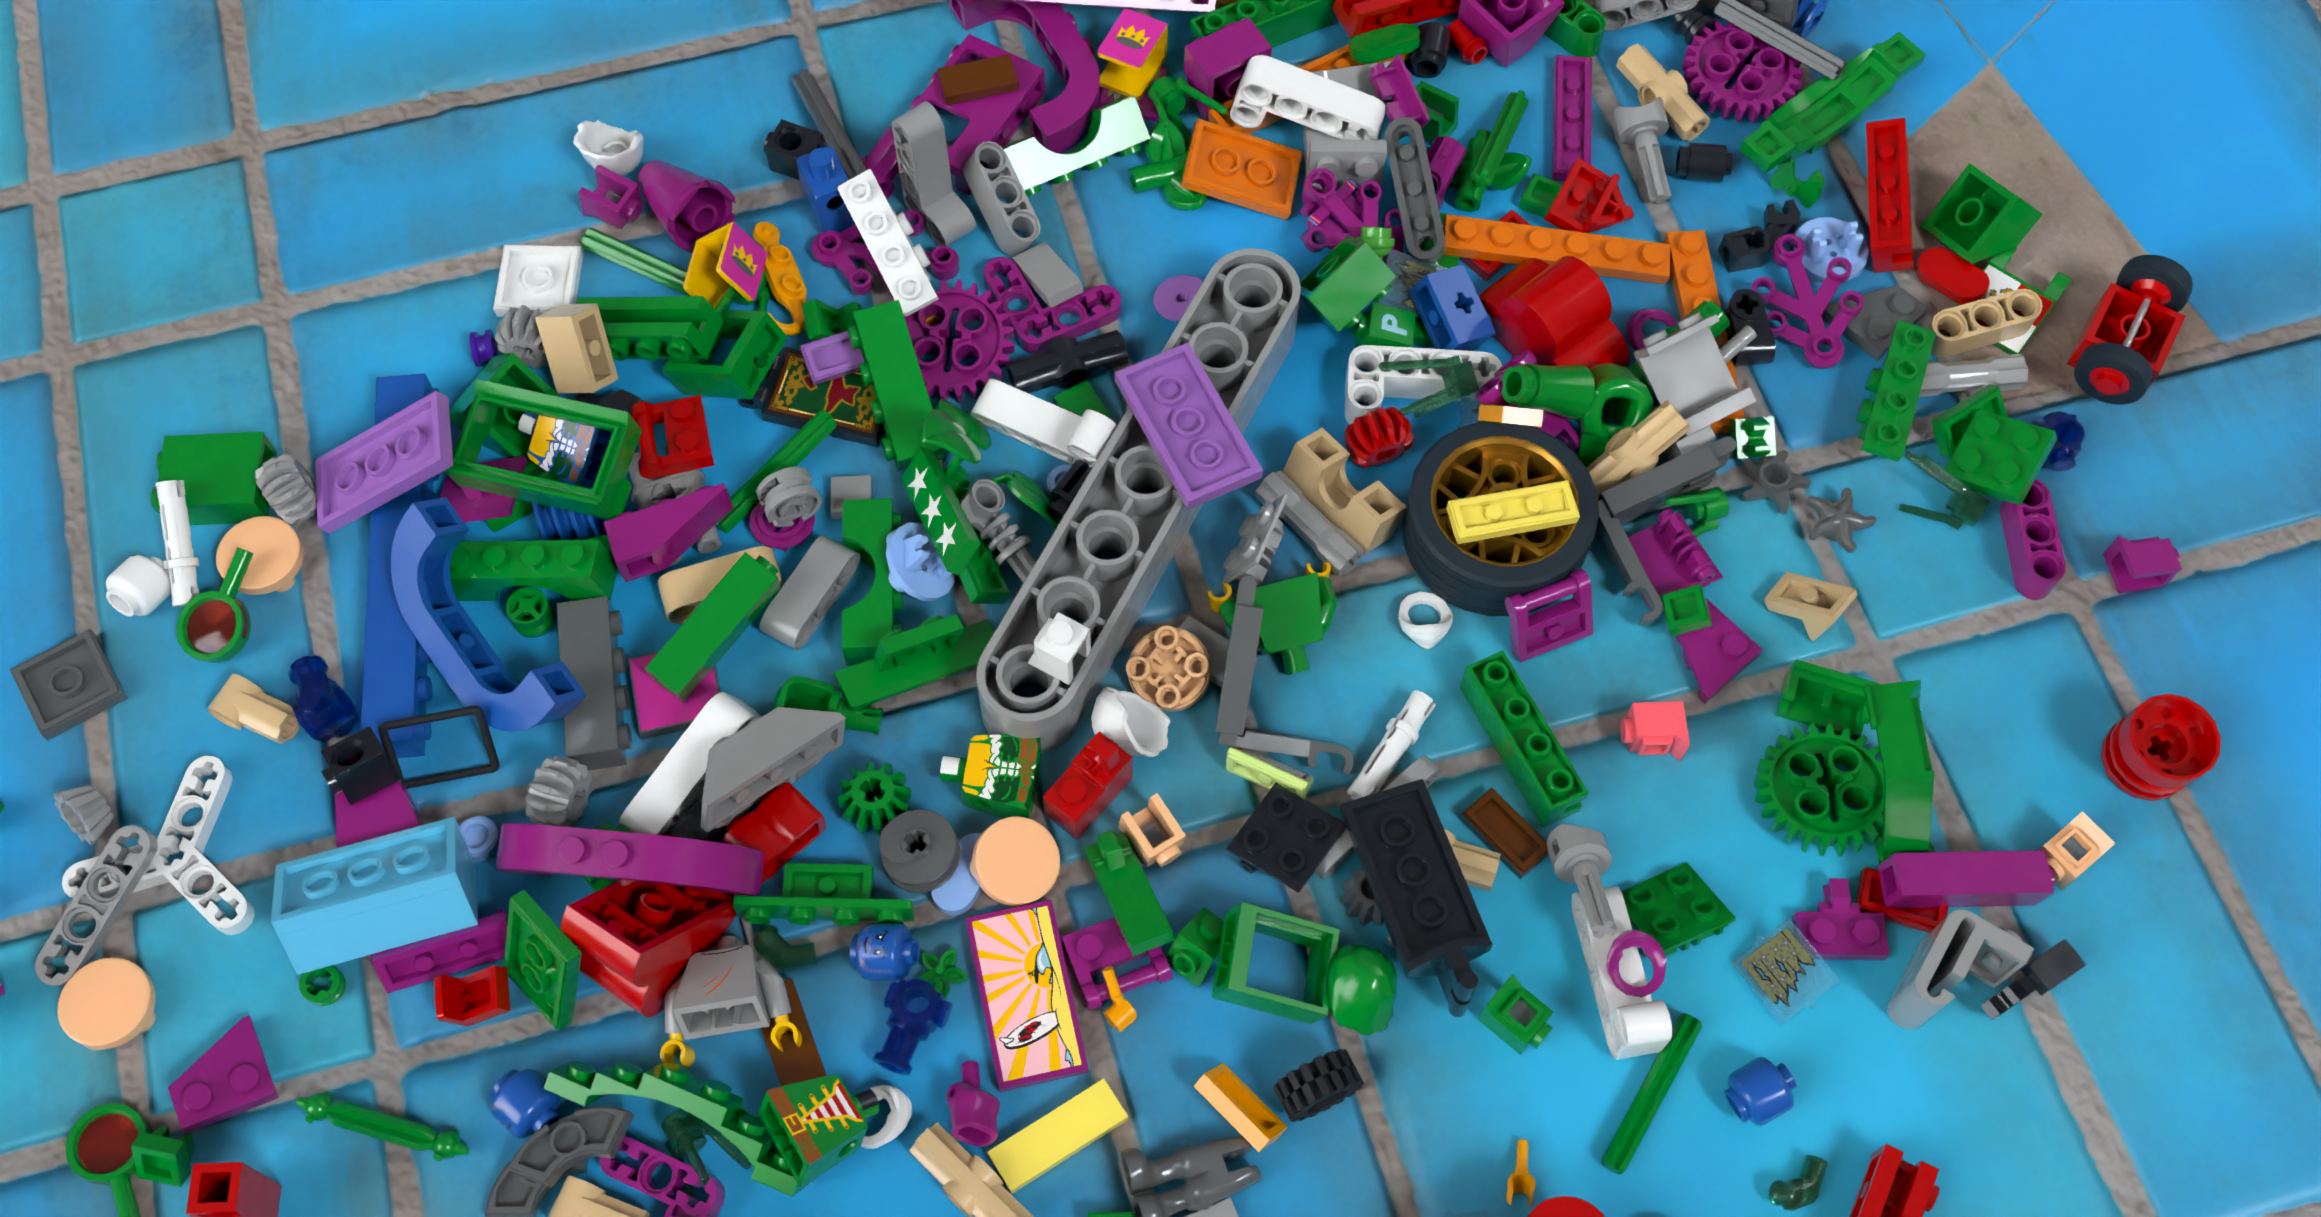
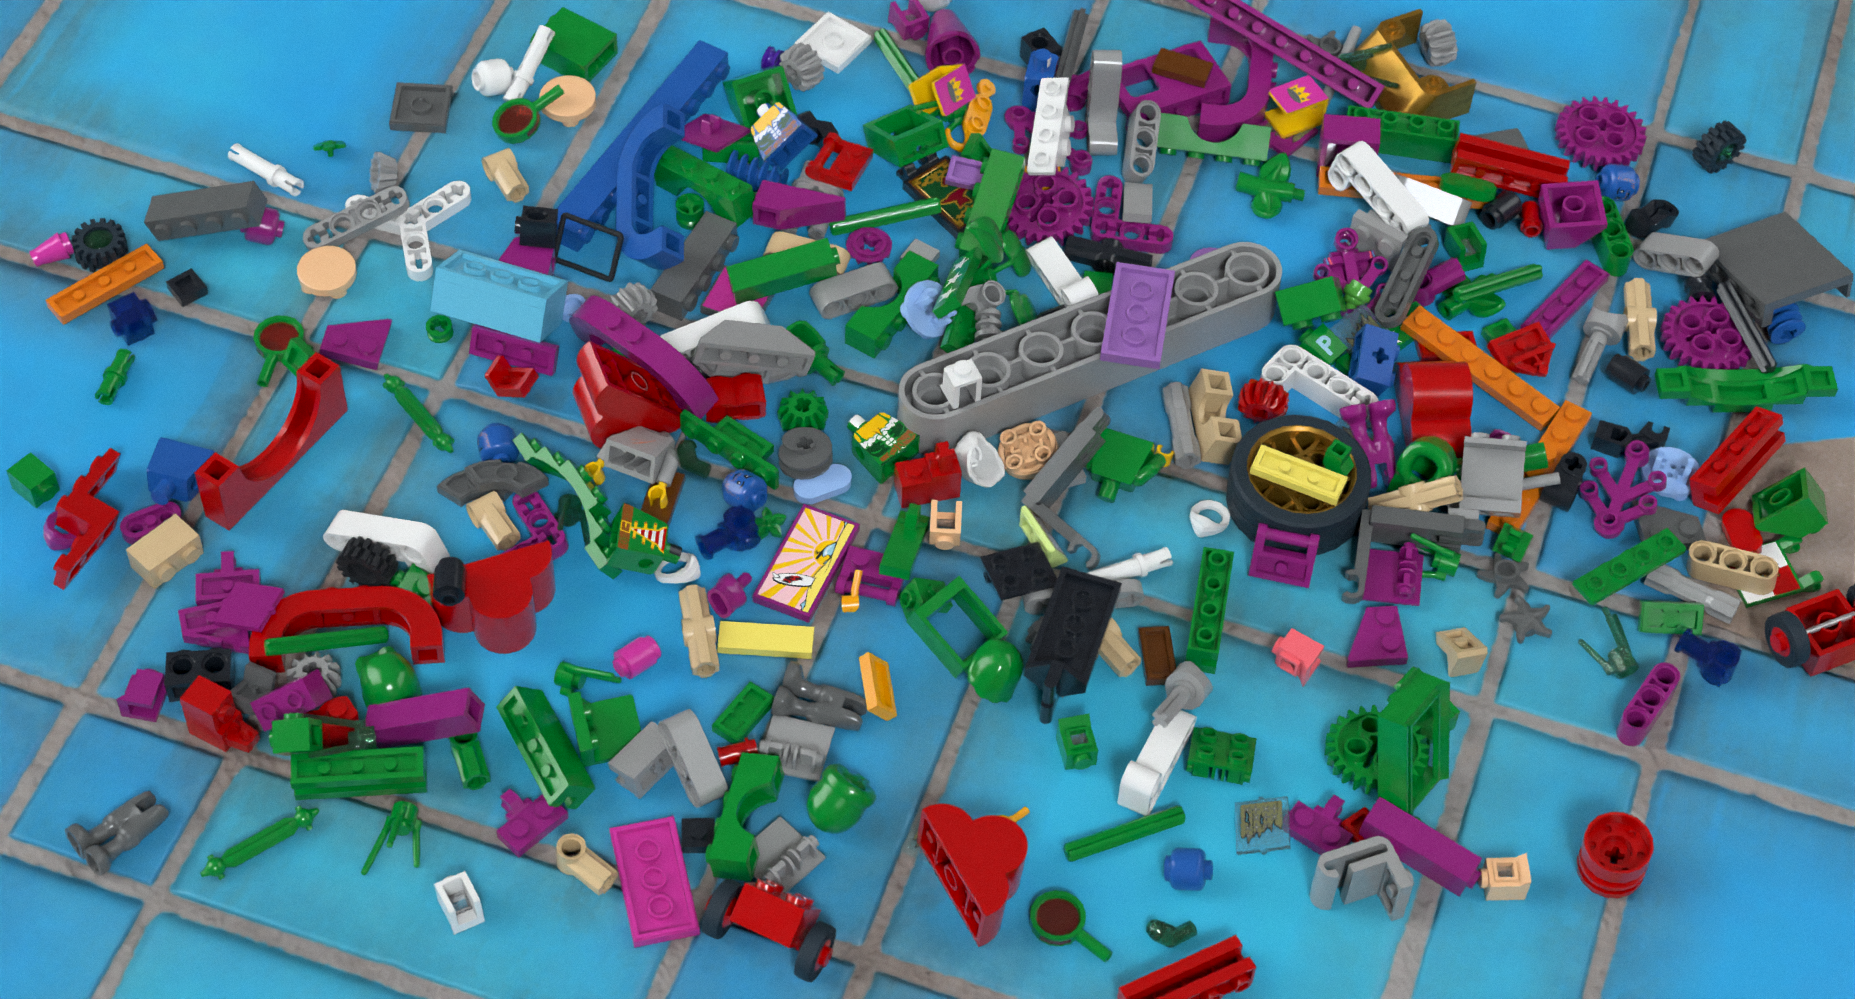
camera: 35 degrees right, 10 degrees down
(288, 488) = (608, 71): light grey gear -> none
(321, 703) = (543, 188): clear blue connector -> none
(383, 462) = (667, 82): medium lavender plate -> none
(541, 960) = (558, 375): green tile -> none
(577, 348) = (821, 84): tan brick -> none
(610, 488) = (780, 162): green piece -> none
(658, 326) = (868, 95): green brick -> none
(789, 496) = (879, 229): light grey wheel -> none
(914, 659) = (876, 352): green bracket -> none
(1015, 861) = (854, 490): light nougat tile -> none
(1170, 99) = (1300, 146): green plant -> none
(1241, 169) = (1309, 209): orange tile -> none
(1259, 540) = (1139, 417): light grey hinge -> none
(1318, 1085) = (928, 699): black tyre -> none
(1397, 84) = (1447, 210): magenta hinge -> none
(1458, 382) = (1337, 395): clear green plant -> none
(1510, 415) = (1345, 423): tile -> none
(1539, 464) = (1338, 458): none -> green piece
(1551, 388) = (1385, 425): green plant -> none
(1651, 949) = (1170, 737): magenta piece -> none
(1686, 610) = (1375, 604): green tile -> none
(1807, 191) = (1686, 427): green piece -> none
(2001, 456) = (1663, 641): green plate -> none
(2040, 975) = (1426, 926): black piece -> none
(2141, 563) = (1713, 763): magenta window -> none

